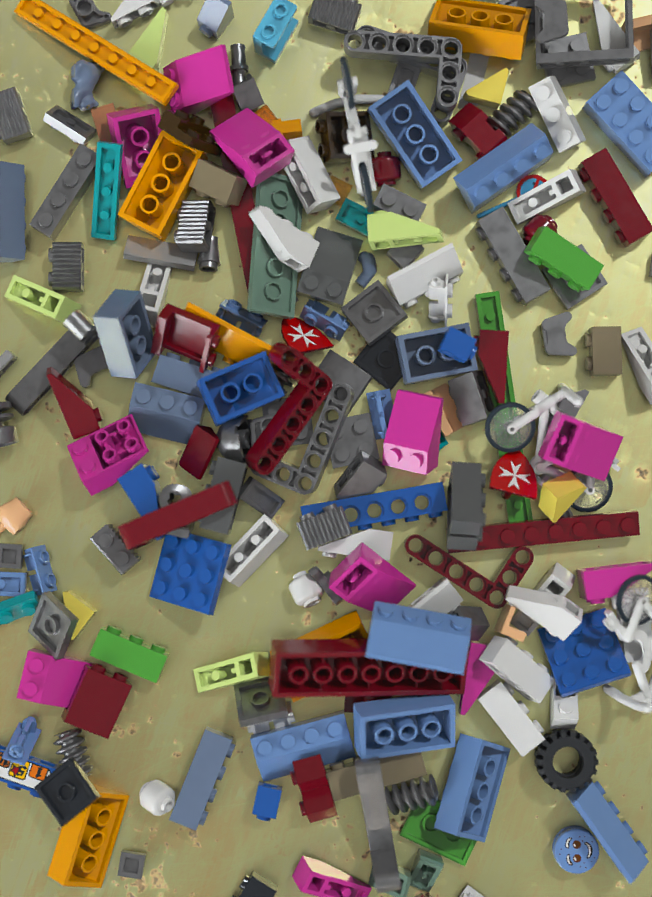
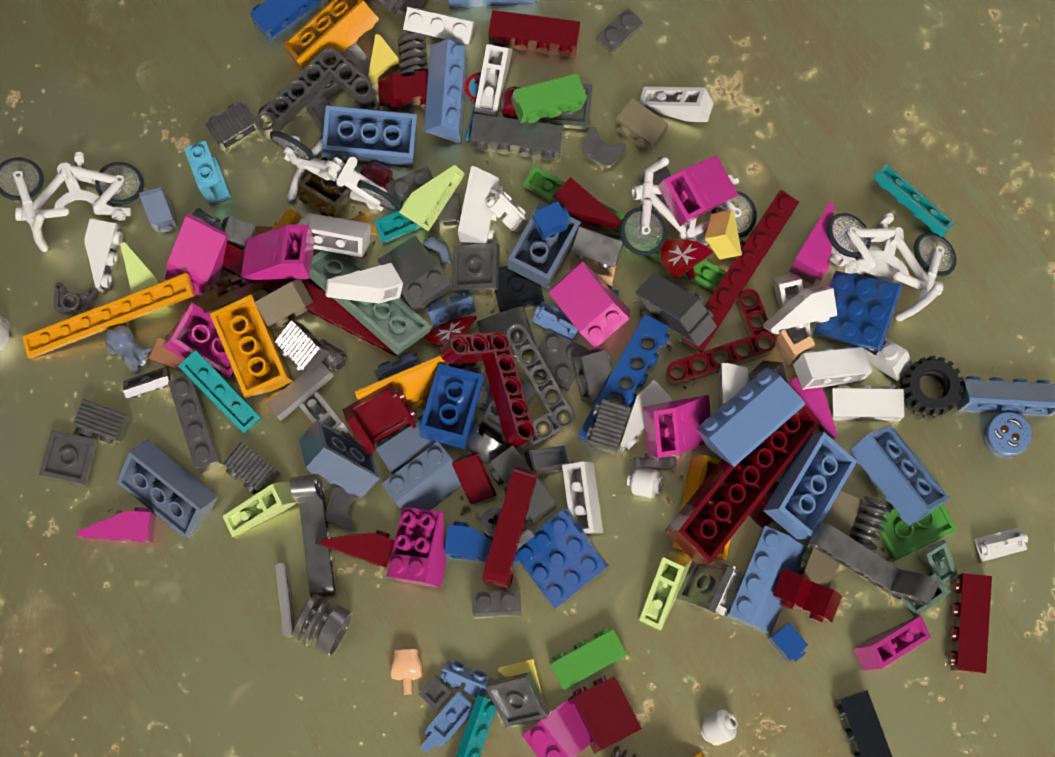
camera: 45 degrees left, 10 degrees down
(201, 778) = (731, 681): sand blue brick -> none

